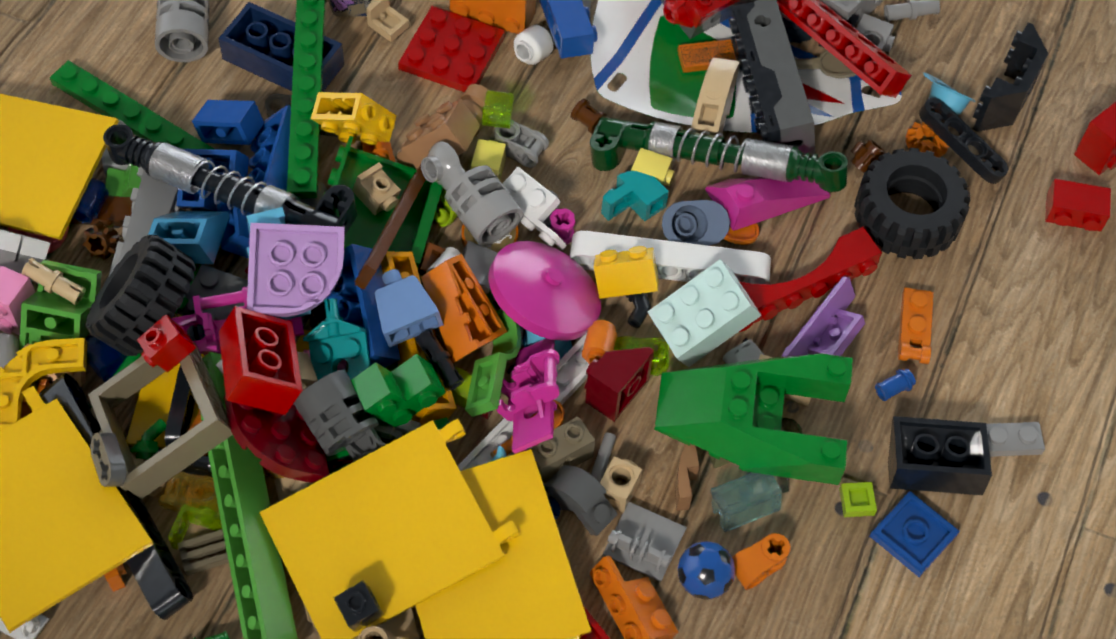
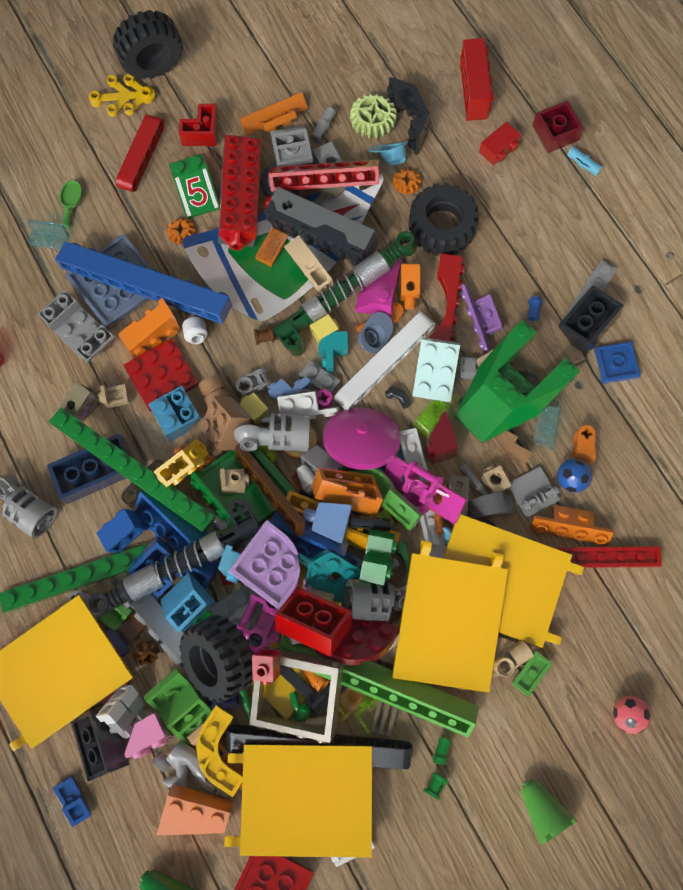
camera: 45 degrees left, 15 degrees up
(53, 281) = (165, 700): tan pin -> none
(108, 459) = (308, 740): dark grey beam -> none
(358, 606) = (484, 662): black brick -> none
(411, 85) = (174, 413): none -> dark azure slope
(497, 109) = (229, 380): clear neon green bracket -> none
(539, 170) = (281, 388): none -> medium blue slope
(587, 206) = (319, 377): none -> light grey plate
(599, 339) = (413, 433): orange brick -> none
(626, 272) = (381, 389): yellow brick -> none
(791, 220) = (409, 281): none -> orange torso
(857, 499) = (585, 375): lime plate -> none
(865, 154) = (398, 217): reddish brown gear -> none
(915, 325) = (508, 273): orange plate -> none
(966, 138) = (403, 165): black beam -> none
(973, 57) = (364, 110): none -> yellowish green gear

